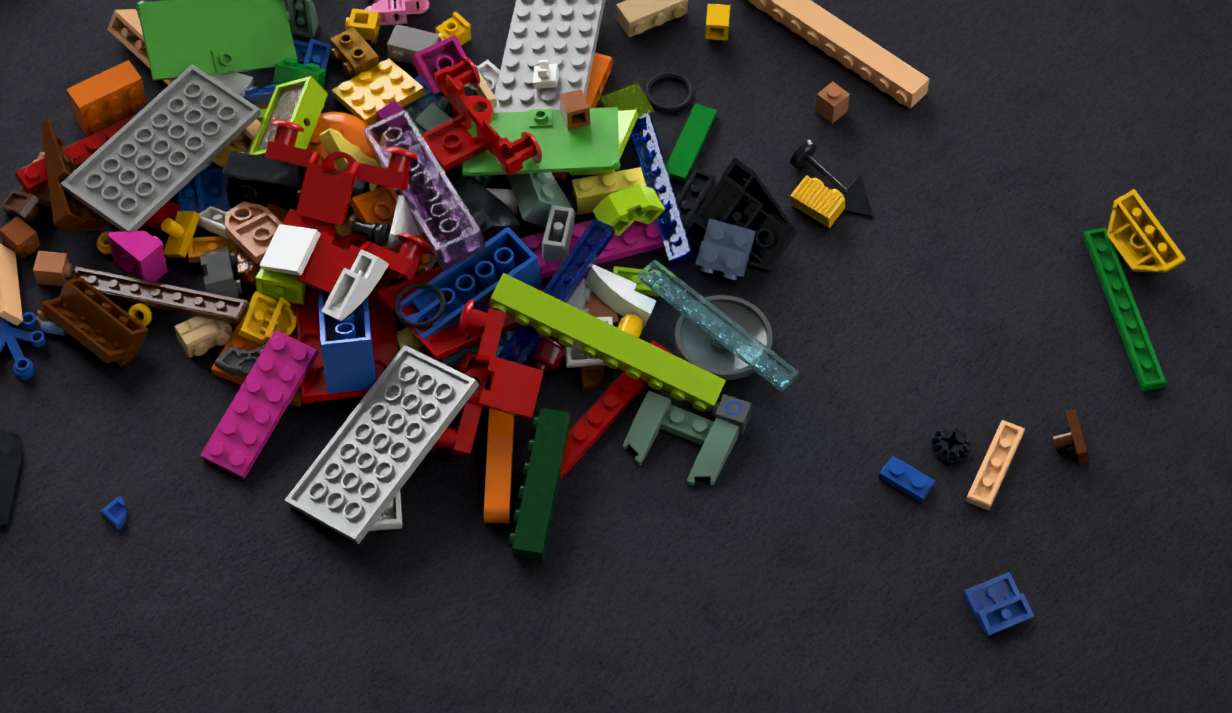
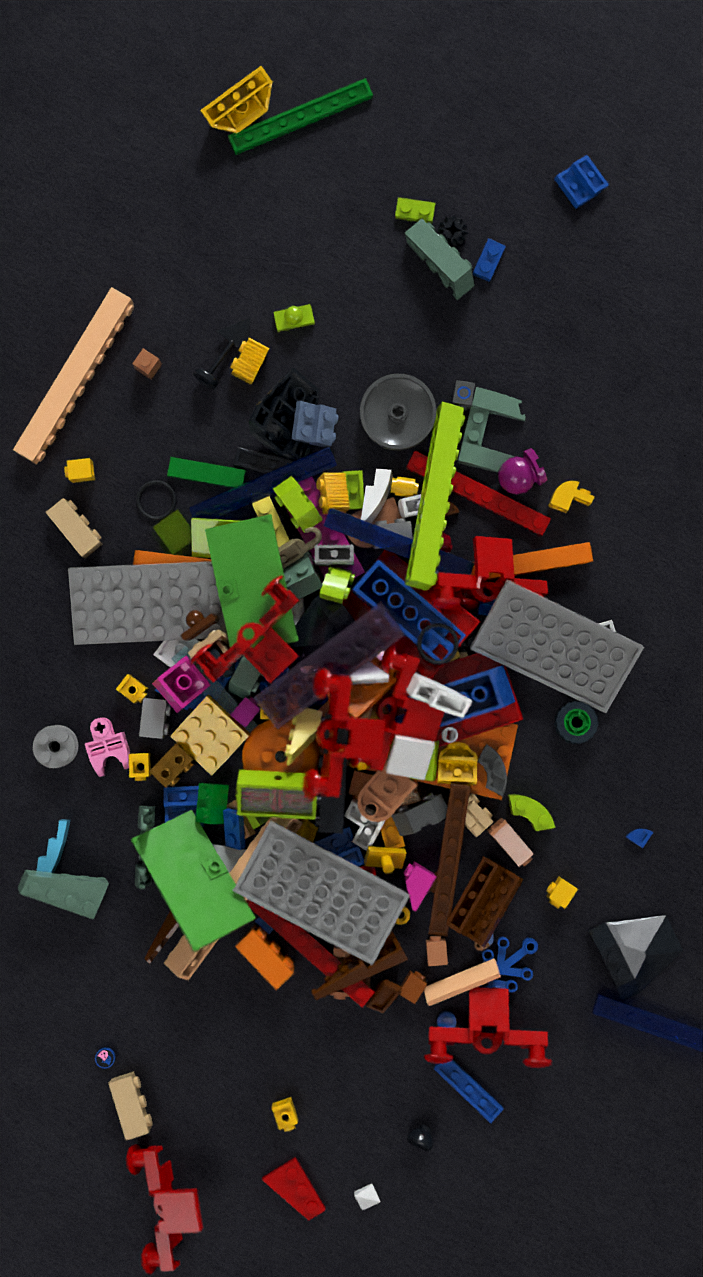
camera: 100 degrees left, 30 degrees up
(76, 409) = (560, 893): none -> yellow brick
(133, 311) = (465, 869): yellow plate -> none
(157, 361) = (510, 842): none -> nougat slope
(187, 393) = (532, 810): none -> lime brick
(259, 404) = (532, 751): dark pink plate -> none
(277, 451) = (564, 725): none -> black wheel
(308, 308) = (452, 737): none -> white hinge
(374, 232) = (383, 694): black pin -> none
(508, 90) = (198, 624): none -> reddish brown tile
(520, 218) = (336, 584): none -> lime brick
(541, 484) = (560, 522): dark green brick -> none
(545, 75) = (176, 597): white tile -> none
(573, 193) = (296, 548): none -> dark tan plate
(574, 109) = (219, 561): dark orange brick -> none
(578, 506) = (566, 492): none -> yellow brick
(616, 455) = (520, 473): none -> magenta tile
(634, 252) = (333, 492): none -> yellow brick
(718, 325) = (395, 415): clear light blue plate -> none
(865, 258) = (294, 317): none -> lime tile
(912, 418) = (441, 257): none -> sand green wedge
(984, 409) = (414, 210): none -> lime plate
(995, 465) = (462, 197): light nougat tile -> none
(1073, 438) = (431, 141): reddish brown tile -> none

